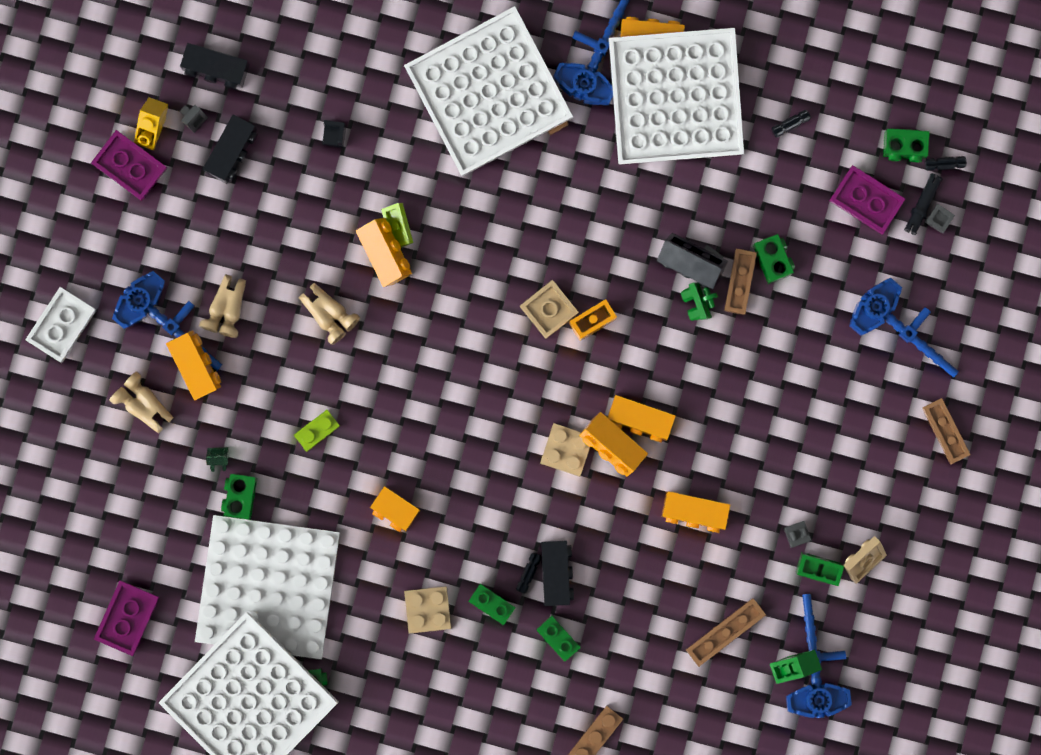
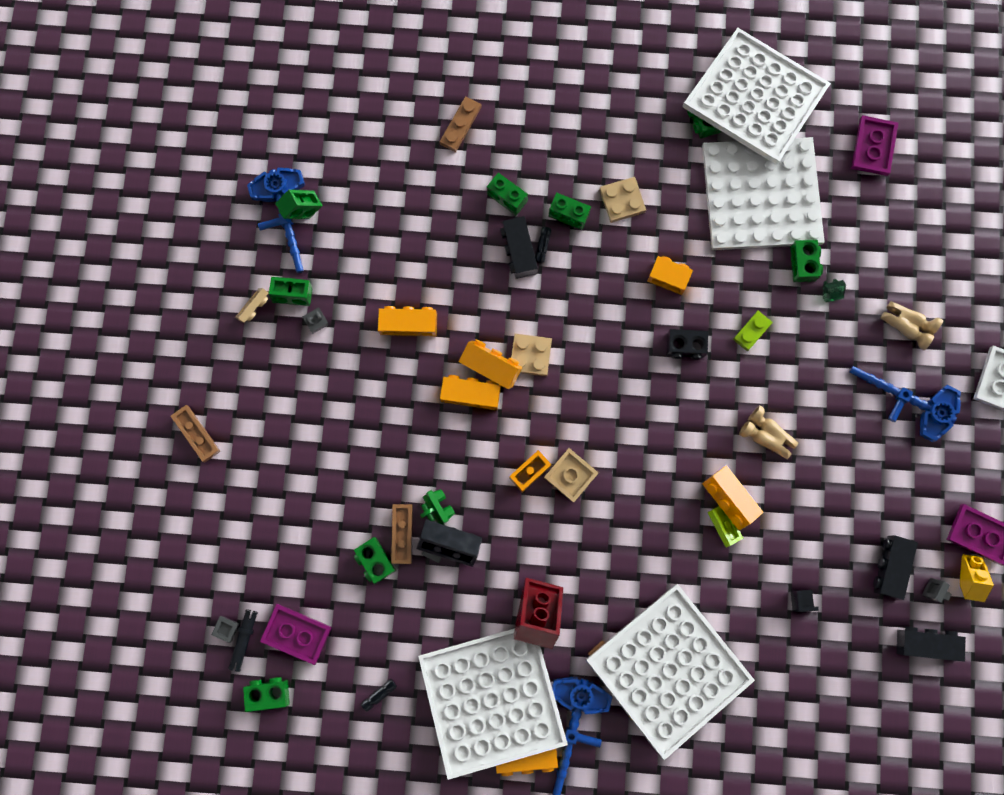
camera: 175 degrees right, 5 degrees down
(194, 364) = (877, 363): light orange brick -> none
(226, 304) = (861, 423): tan piece -> none
(391, 433) = (686, 338): none -> black brick
(611, 172) = (539, 614): none -> dark red slope
(725, 632) = (364, 226): medium nougat plate -> none
(875, 310) = (273, 532): blue bar -> none
(945, 163) = (227, 684): black axle -> none

